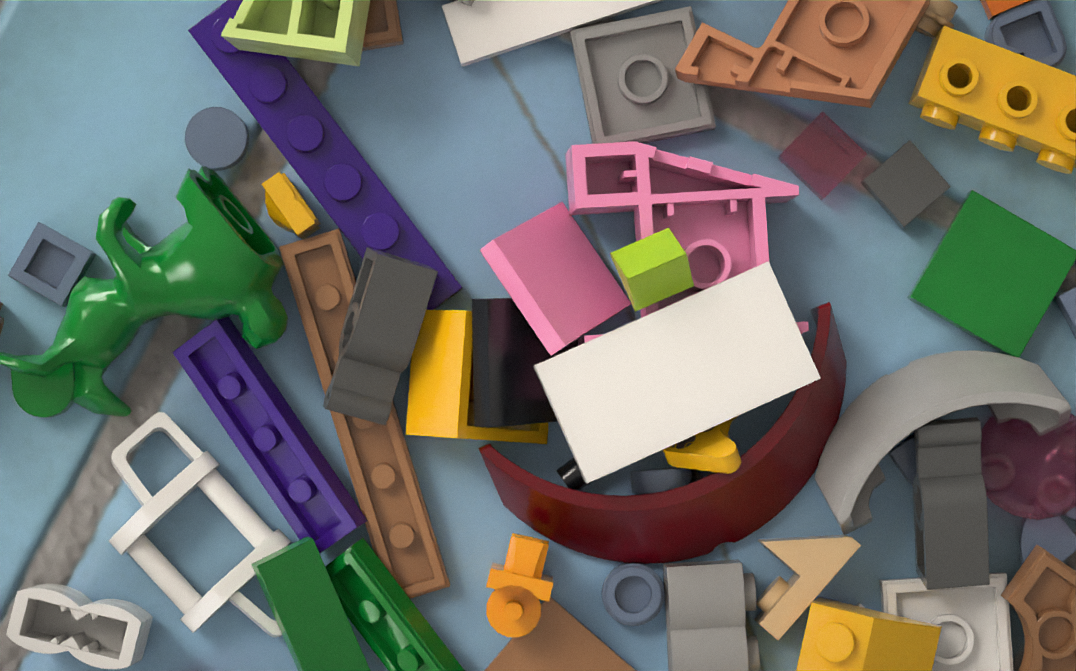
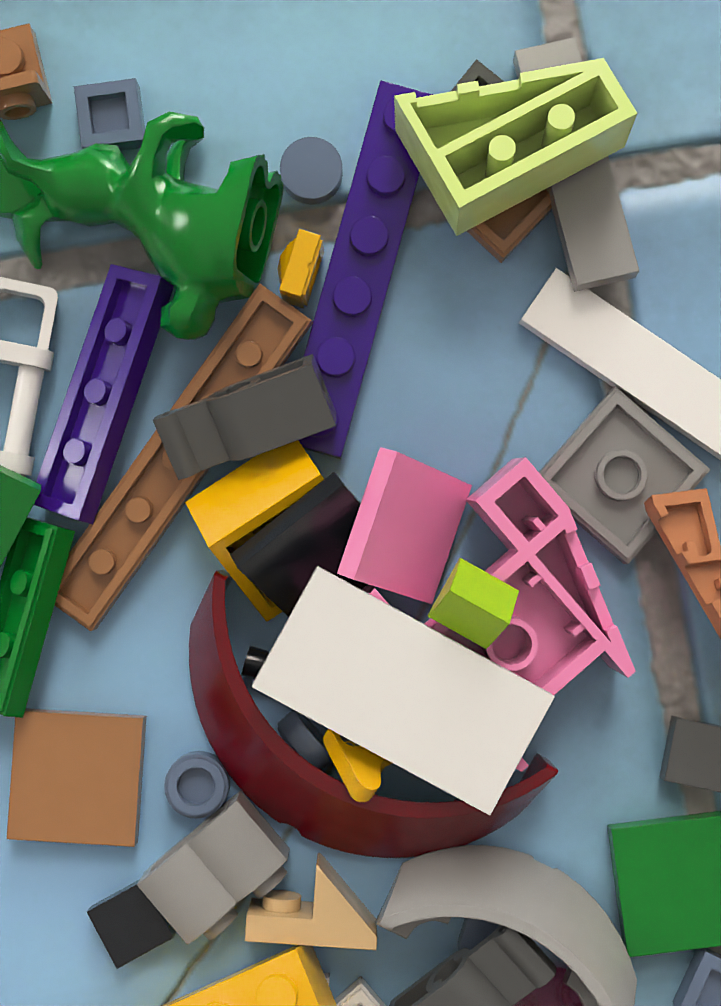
camera: 45 degrees right, 0 degrees up
(519, 587) = (130, 690): light orange hips -> none
(822, 156) = (670, 668): clear pink tile -> none

